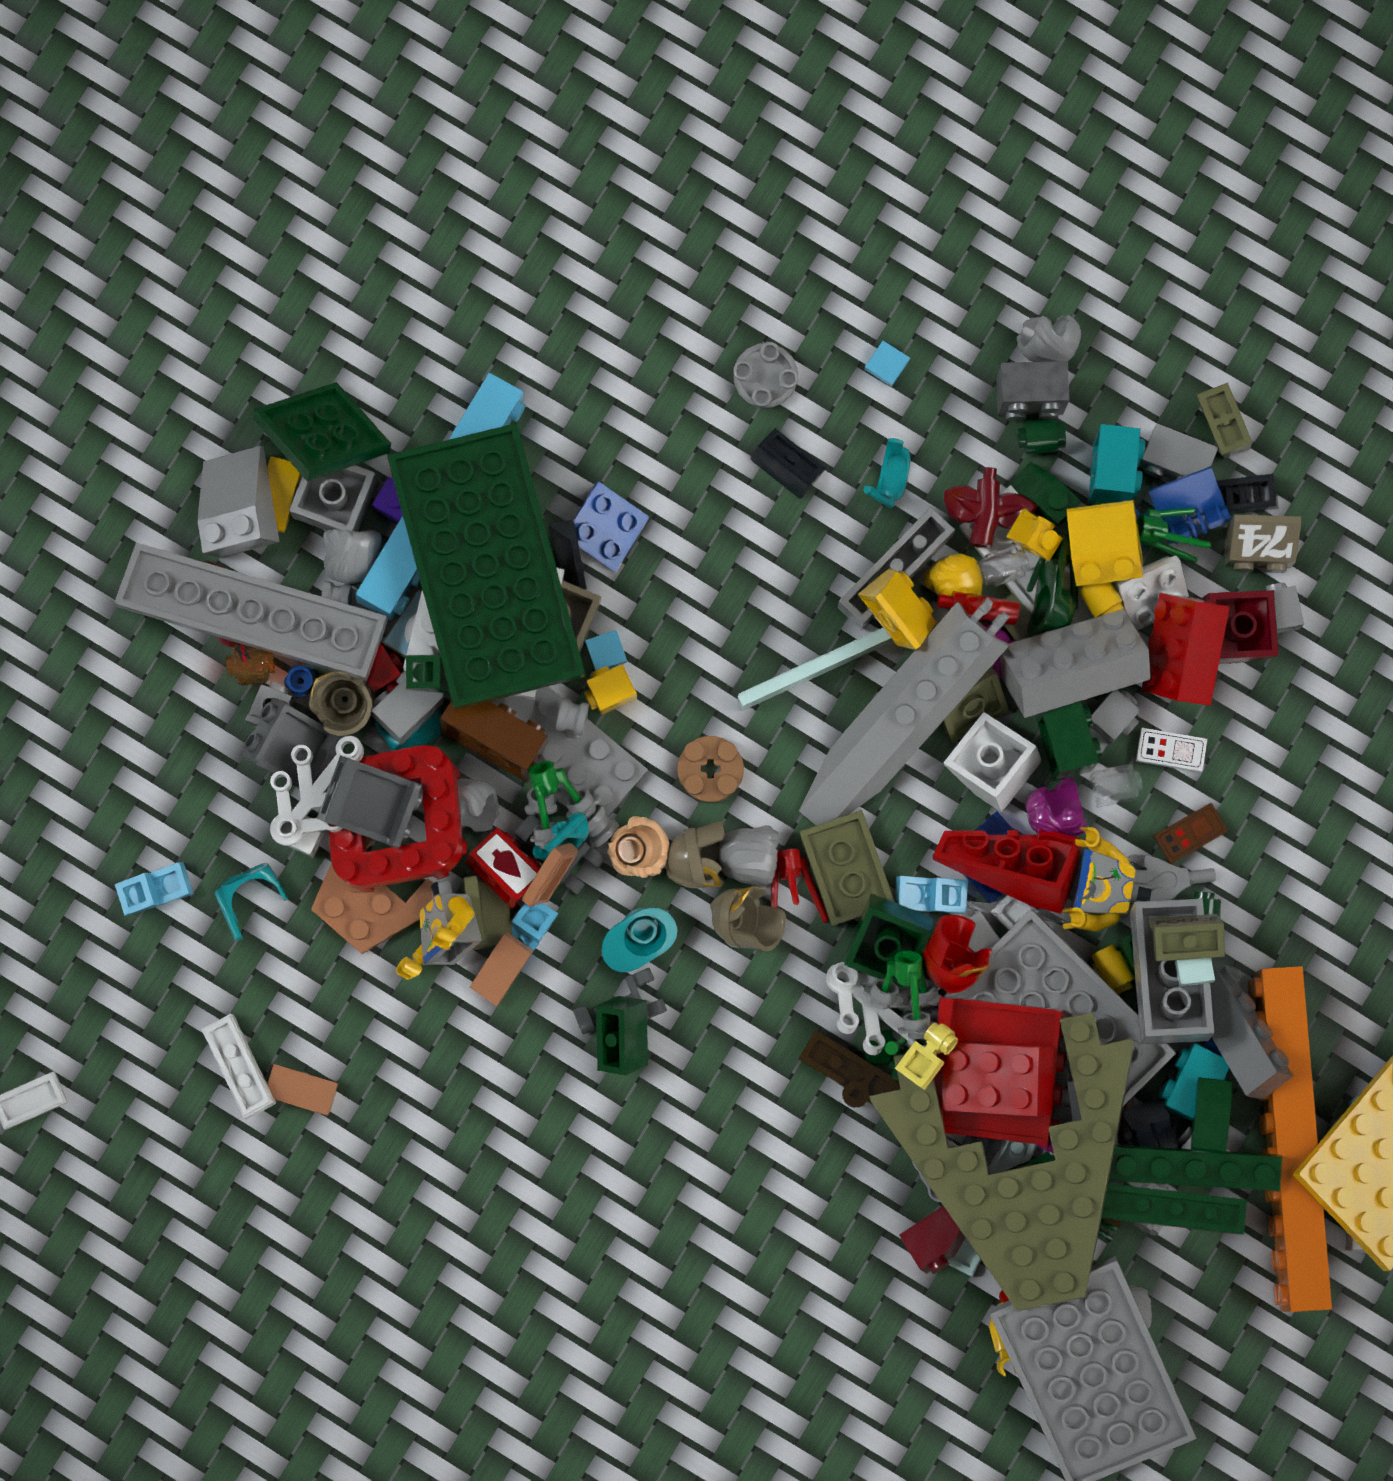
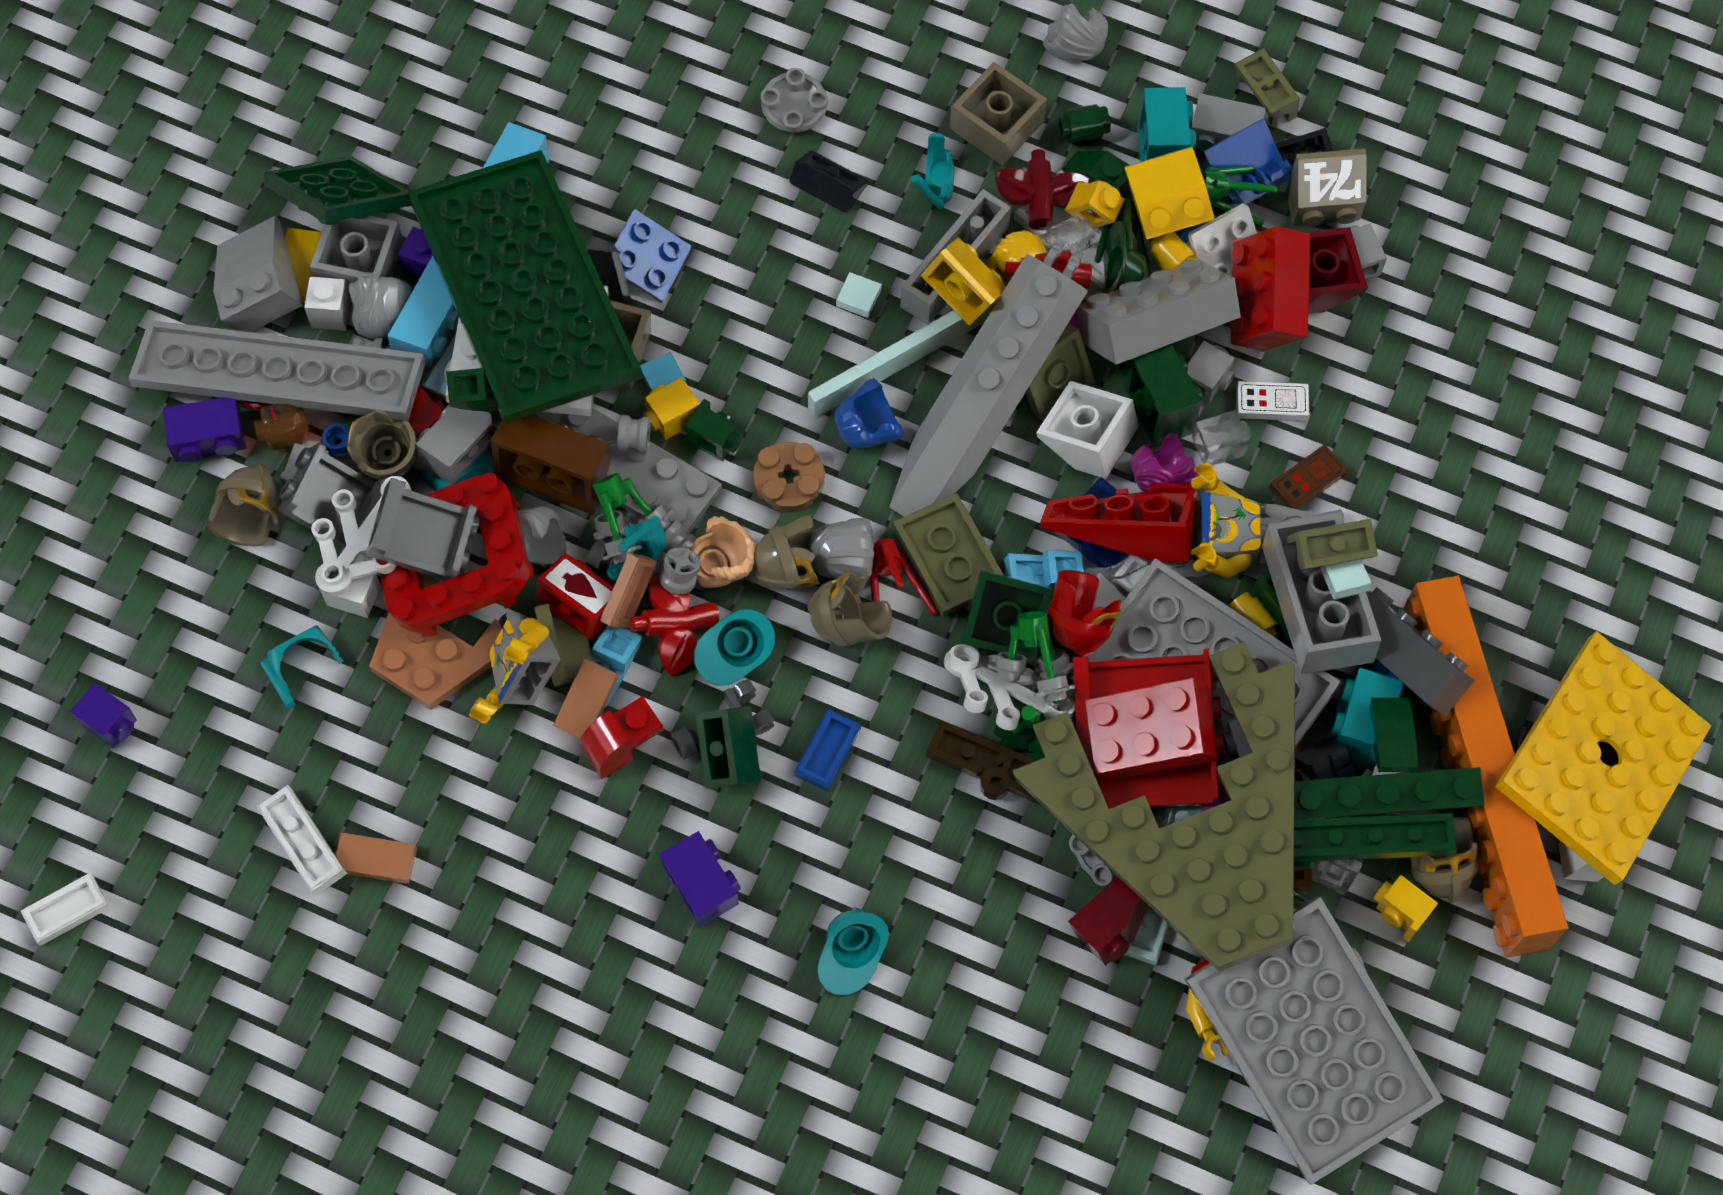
camera: 10 degrees left, 15 degrees down
(73, 928) = (104, 716): none -> dark purple brick
(154, 889) = (192, 669): medium azure slope -> none
(179, 656) = (204, 429): none -> dark purple brick
(212, 741) = (245, 507): none -> dark tan helmet
(302, 541) = (327, 303): none -> white brick
(528, 1009) = (613, 736): none -> red brick
(583, 1149) = (699, 878): none -> dark purple brick
(588, 903) = (675, 623): none -> red plant
(601, 854) = (679, 570): none -> light grey wheel
(646, 718) = (713, 432): none -> dark green brick
(707, 1233) = (852, 951): none -> teal piece
(711, 1041) = (827, 750): none -> blue tile
(790, 726) = (867, 418): none -> blue hair
(800, 590) = (858, 295): none -> light aqua tile
(887, 363) = (916, 79): medium azure tile -> none
(921, 1062) = (1067, 718): light yellow plate -> none
(959, 418) = (998, 113): none -> dark tan brick
(1032, 389) = (1069, 73): flat silver brick -> none
(1198, 1256) = (1404, 905): none -> yellow brick
(1256, 1222) = (1449, 874): none -> dark tan helmet

